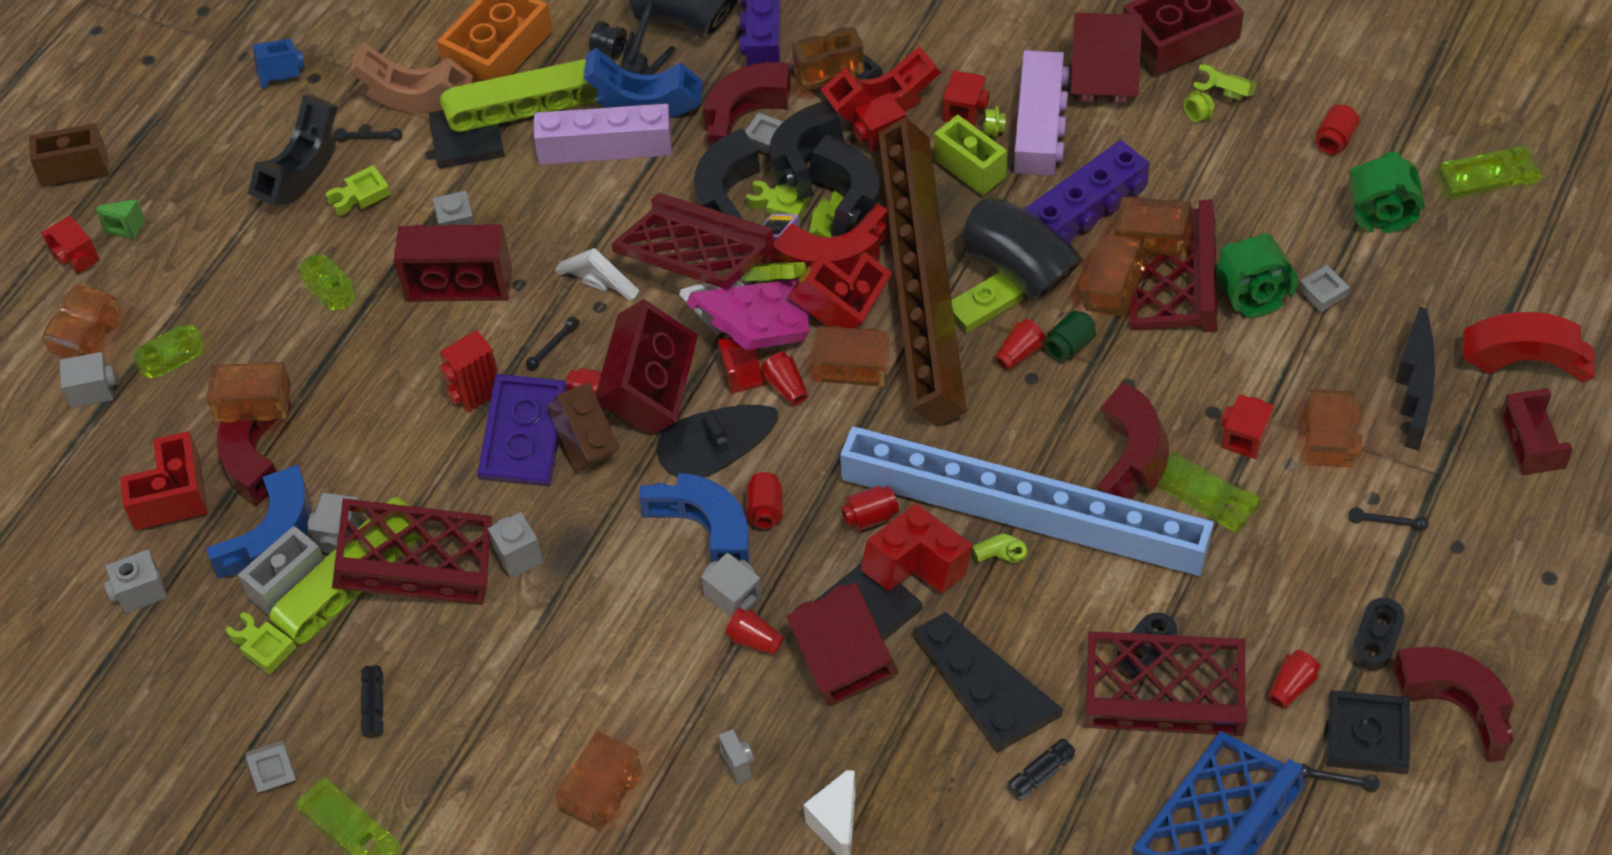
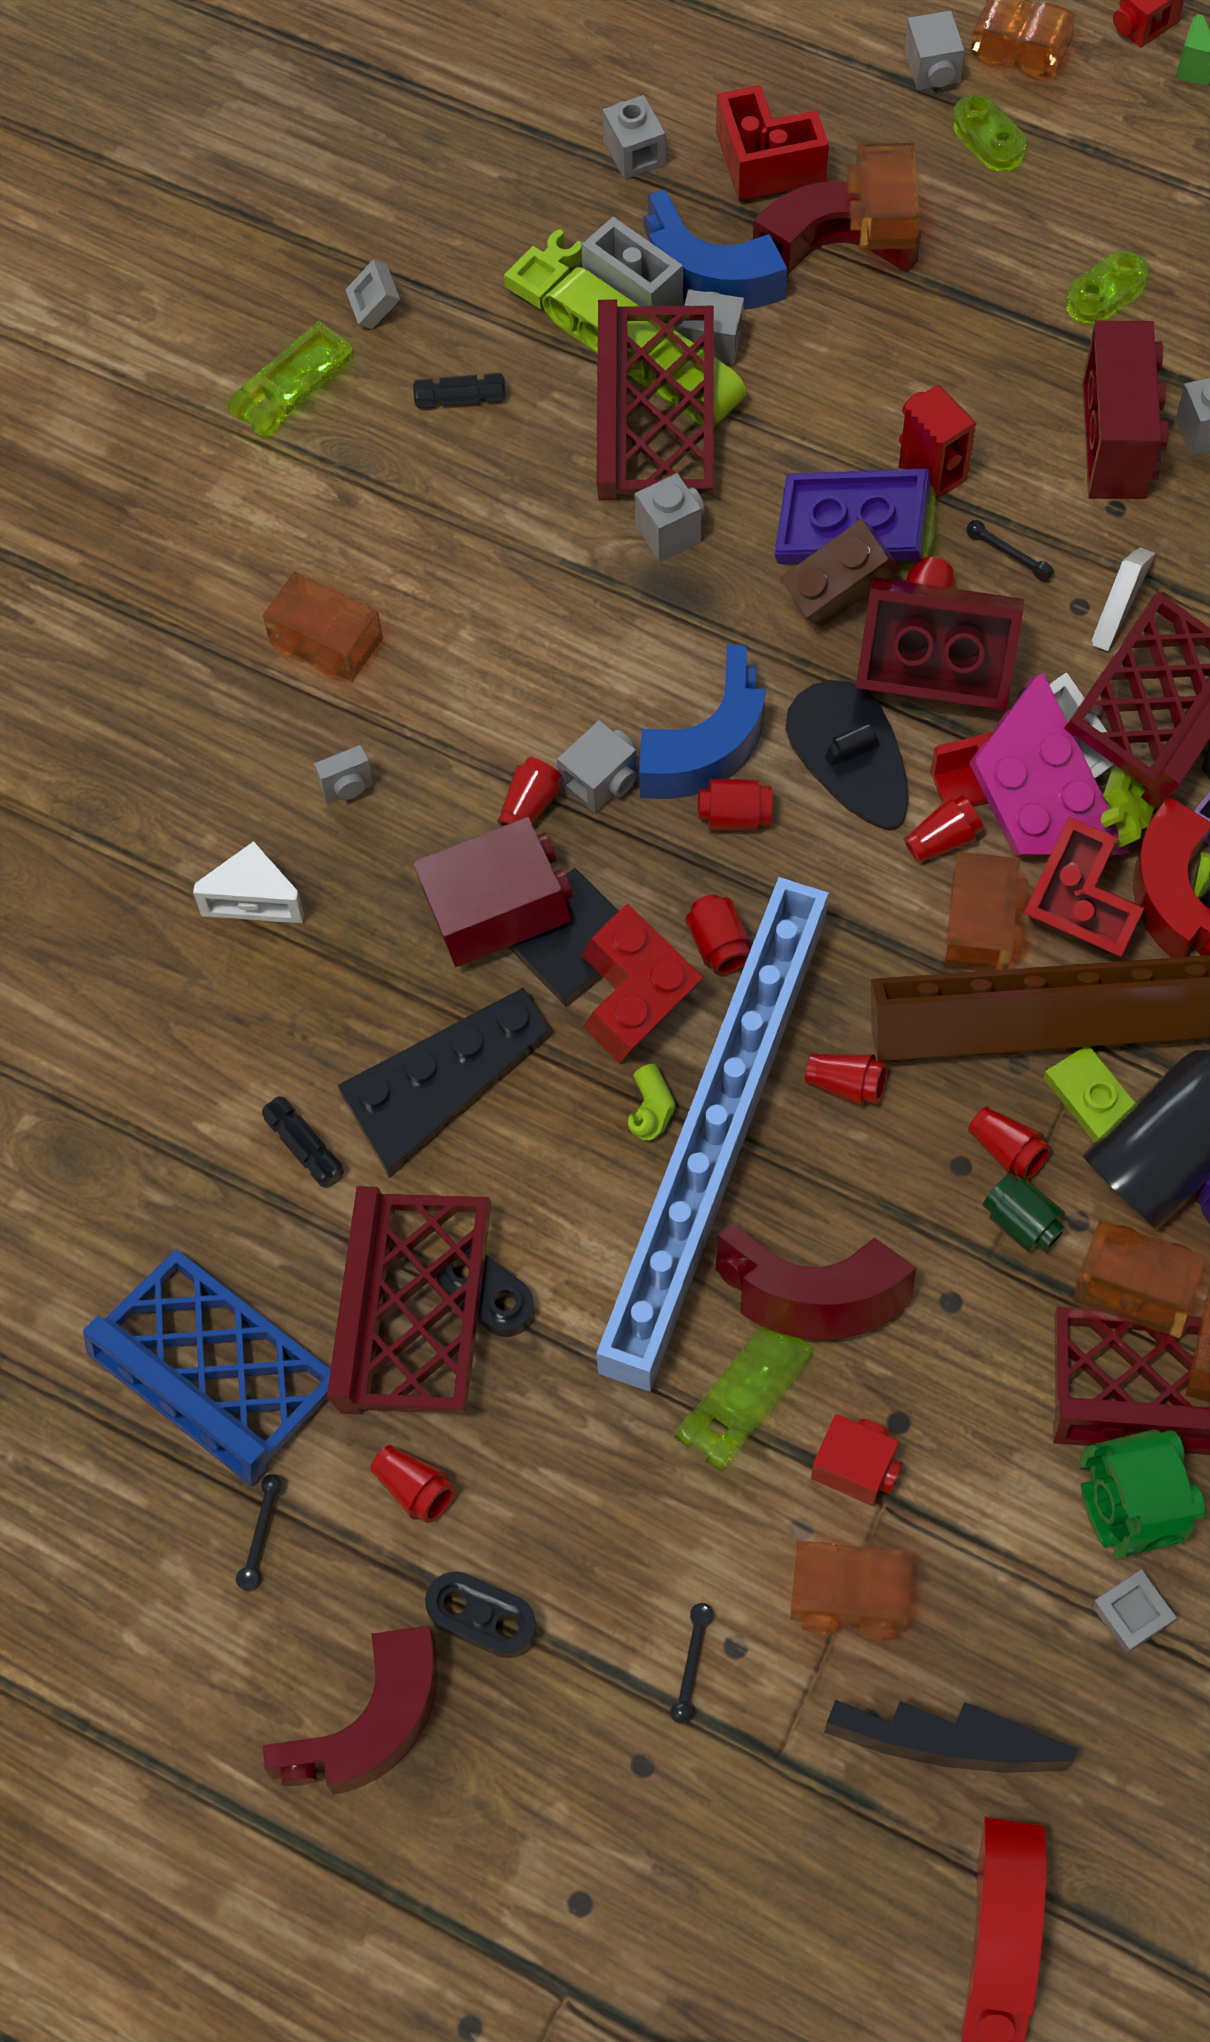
camera: 90 degrees right, 10 degrees up
(976, 430) = (849, 1076): none -> red cone
(1368, 732) = (327, 1584): black tile -> none
(1532, 432) = (842, 1918): dark red panel -> none

